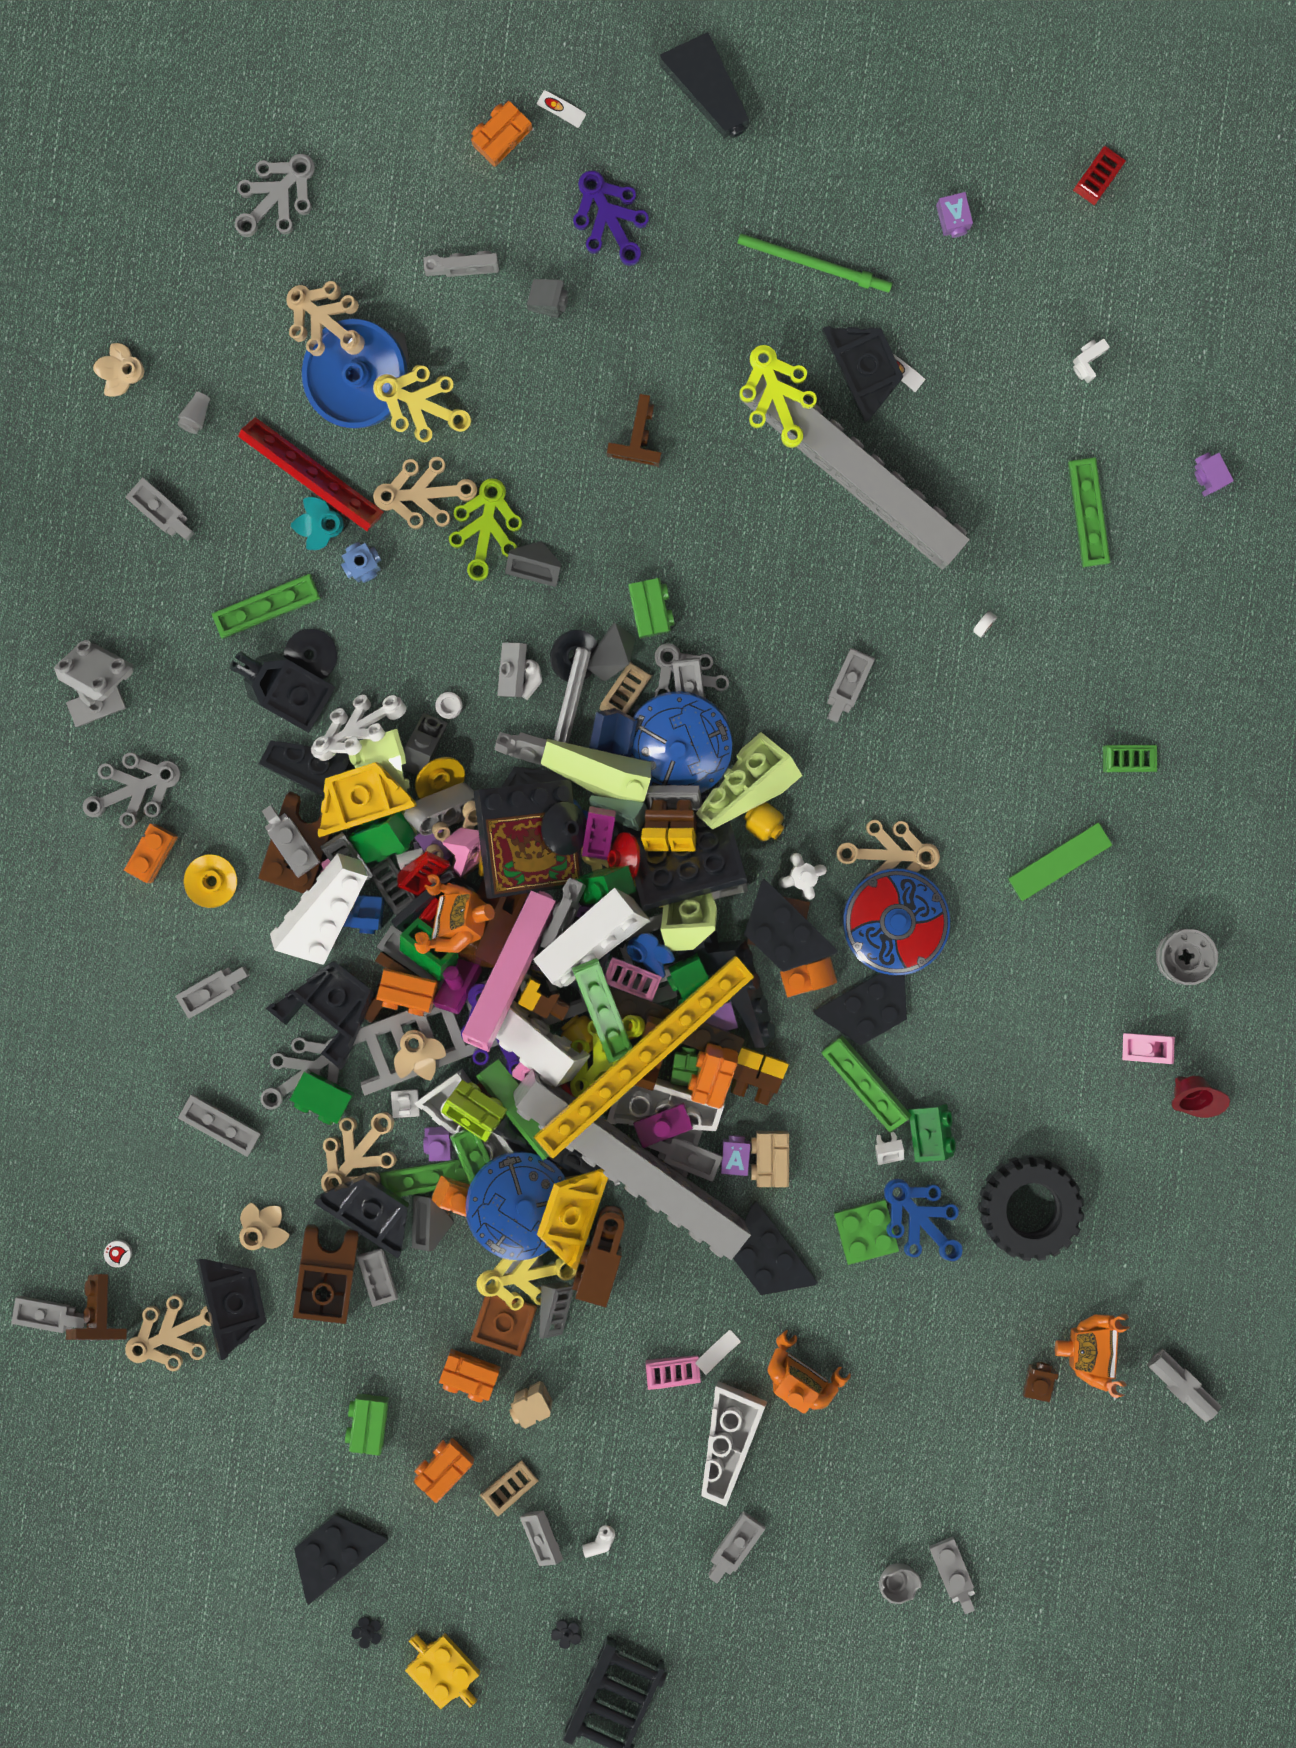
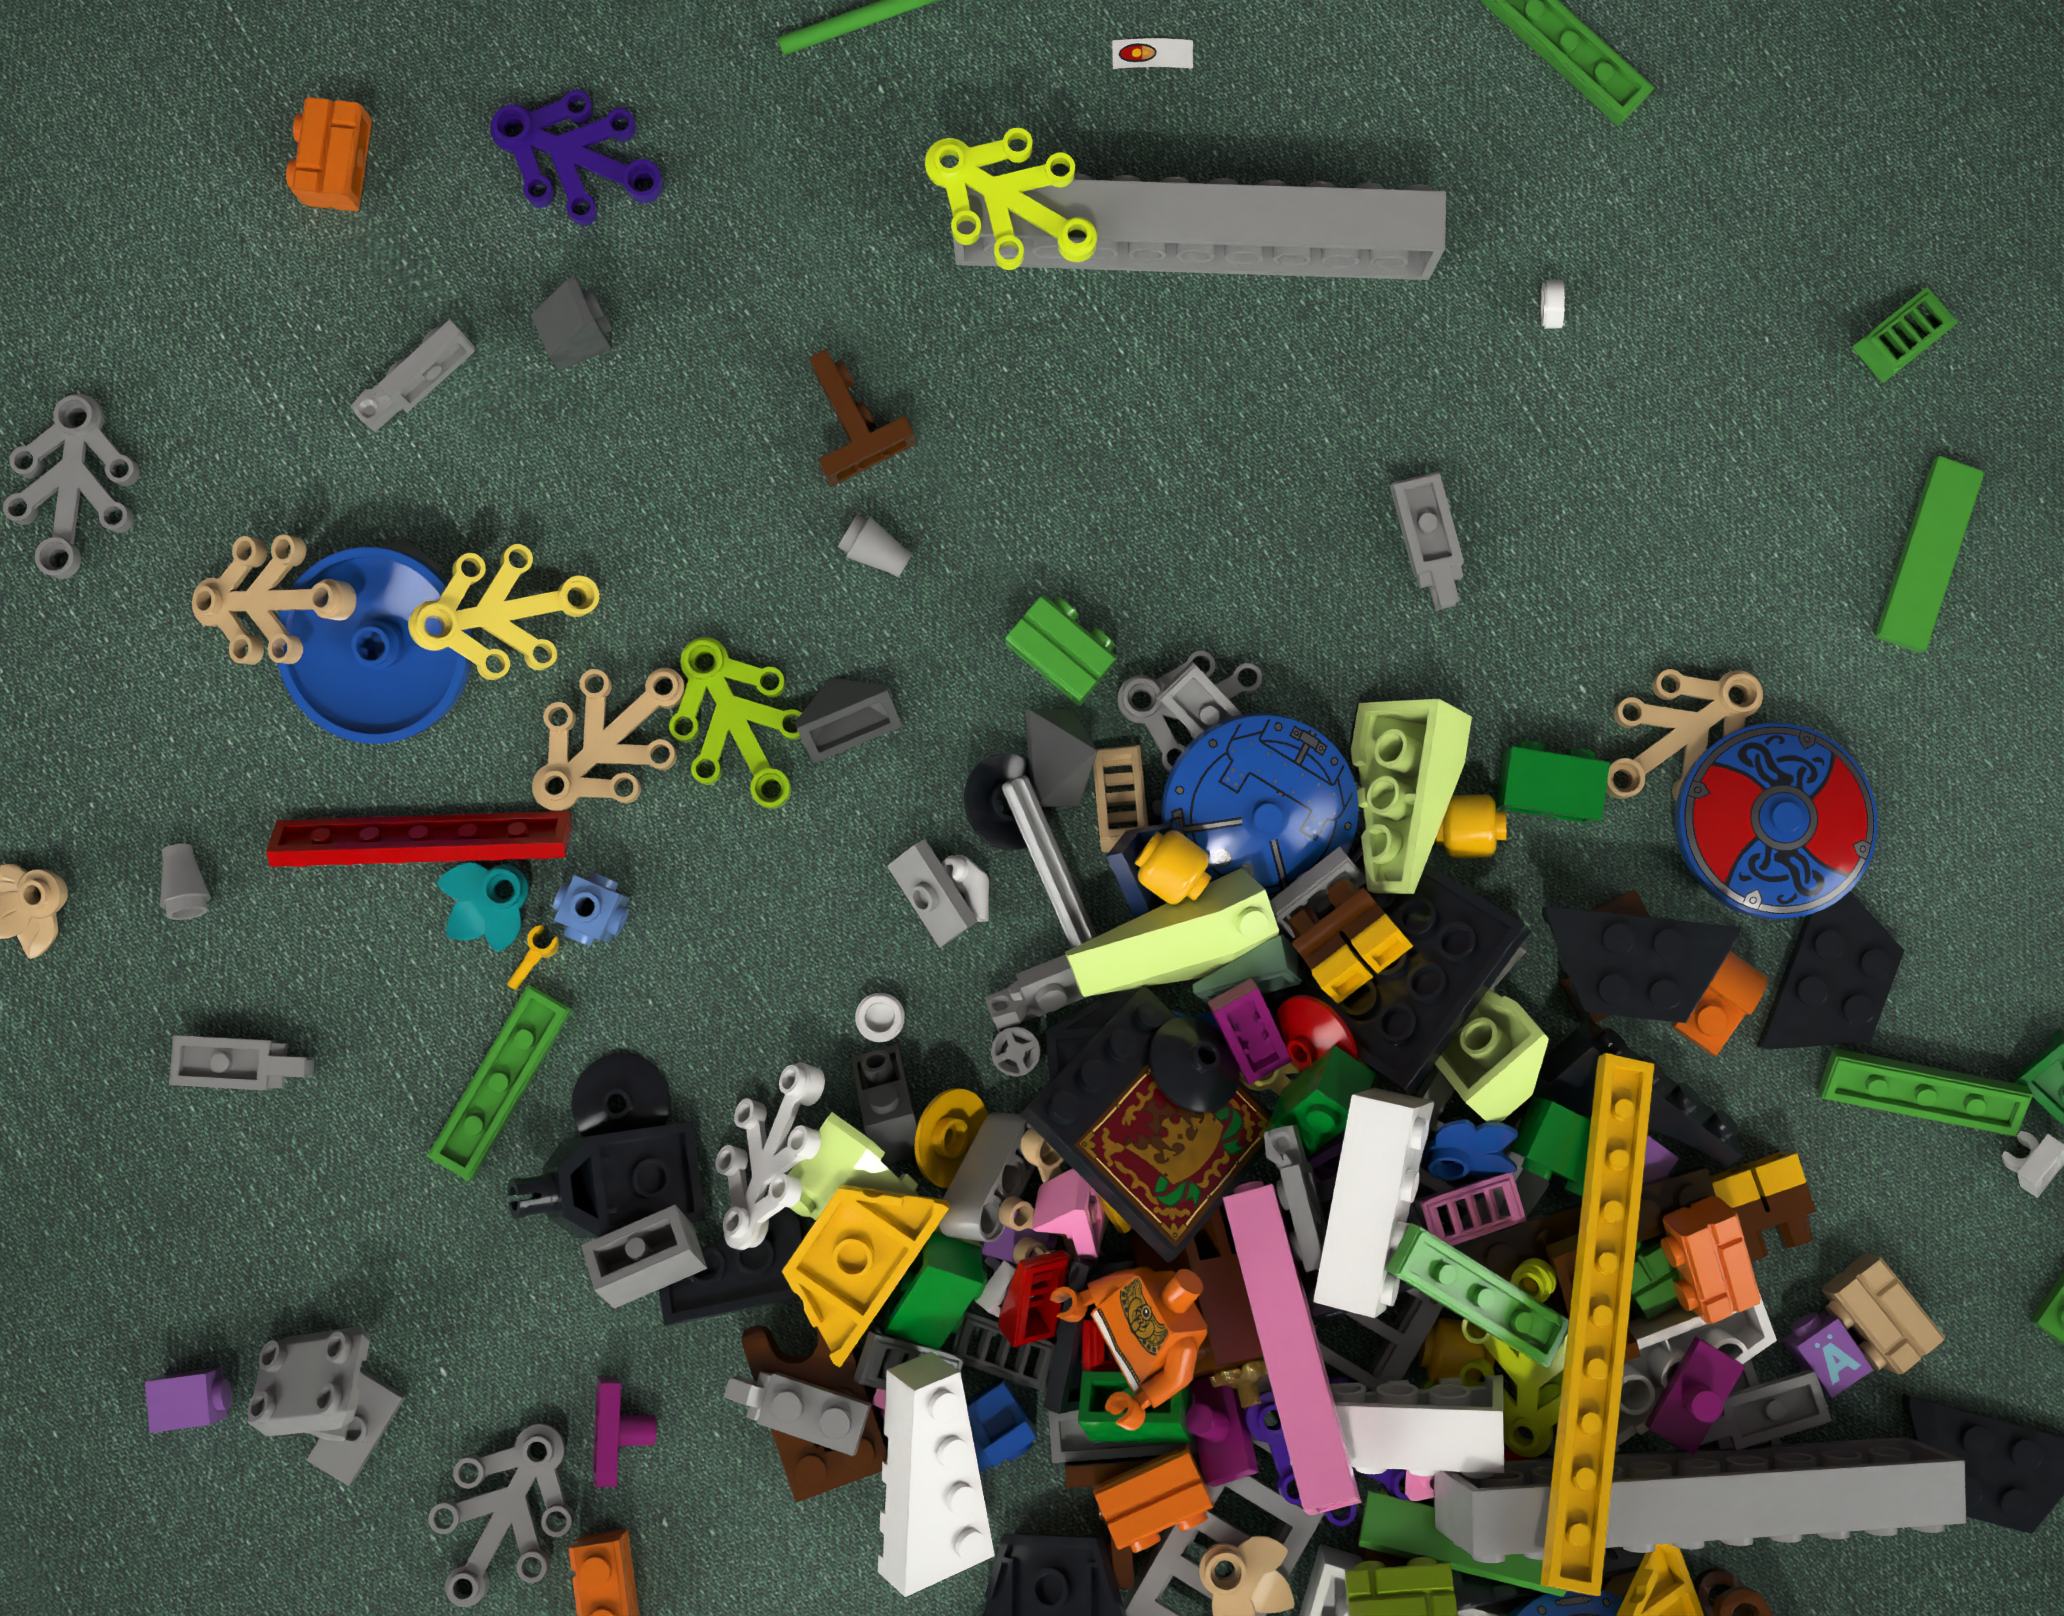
camera: 40 degrees left, 5 degrees down
(35, 638) = (187, 1399): none -> medium lavender brick
(197, 884) = (710, 1580): yellow dish -> none
(204, 791) = (615, 1430): none -> magenta tile
(272, 728) = (643, 1256): none -> light grey brick
(320, 563) = (532, 956): none -> yellow hand
(481, 972) = (1244, 1380): none -> clear yellow plant
(491, 763) = (1015, 1051): none -> light grey wheel
(541, 1002) = (1371, 1354): hips -> none
(561, 108) = (392, 61): white sticker -> none
(604, 499) = (874, 546): none -> light grey cone
(620, 739) = (1173, 867): none -> yellow head
(802, 876) = (1592, 860): white plant -> none
(814, 831) = (1552, 783): none -> green brick
(865, 365) = (1095, 81): black wing -> none

